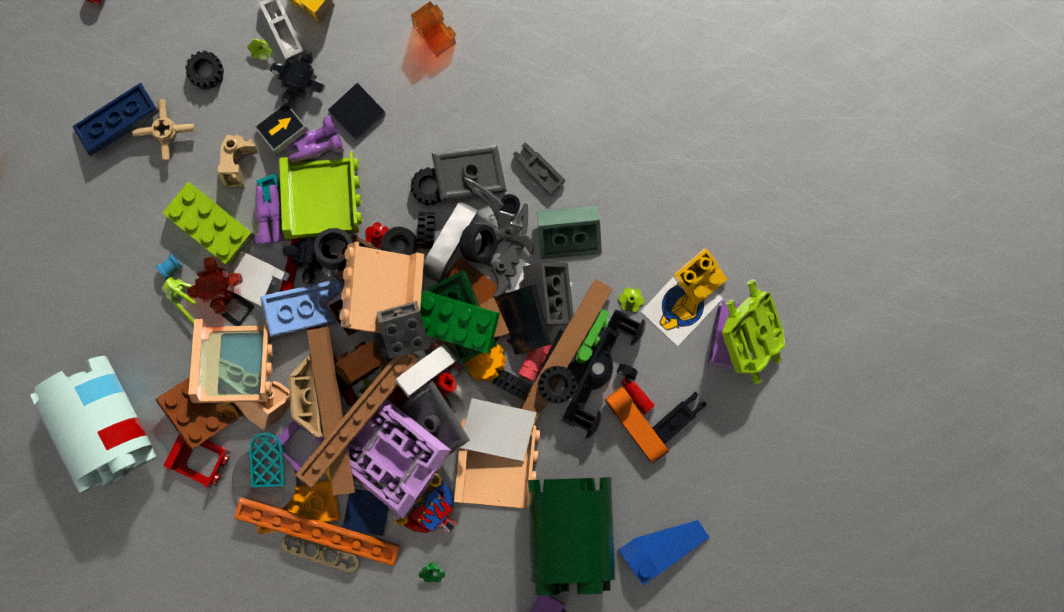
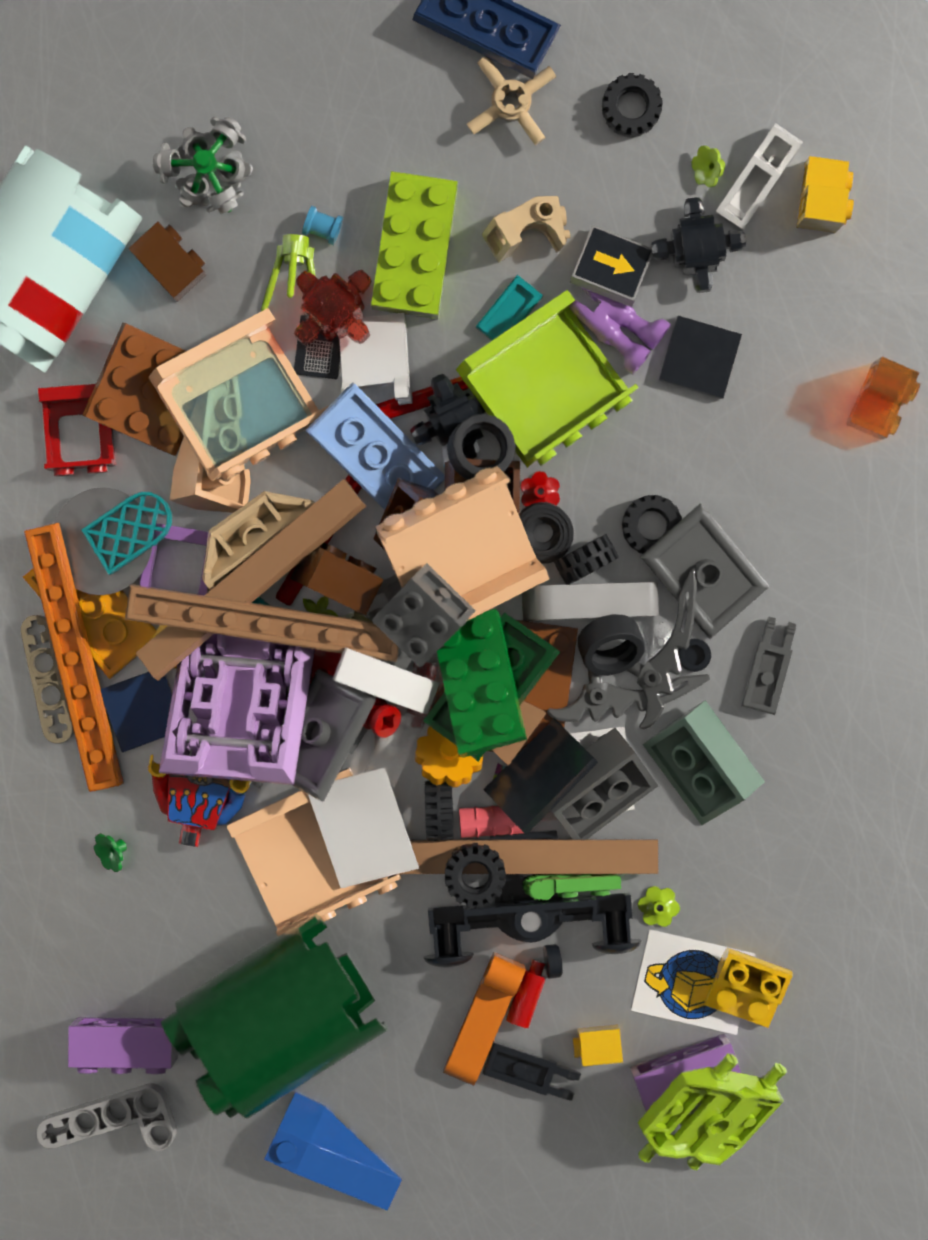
camera: 60 degrees right, 5 degrees up
(91, 306) = (200, 155): none -> light grey plant
(138, 358) = (168, 261): none -> reddish brown brick
(267, 210) = (481, 315): medium lavender piece -> none
(685, 373) = (598, 1045): none -> yellow brick

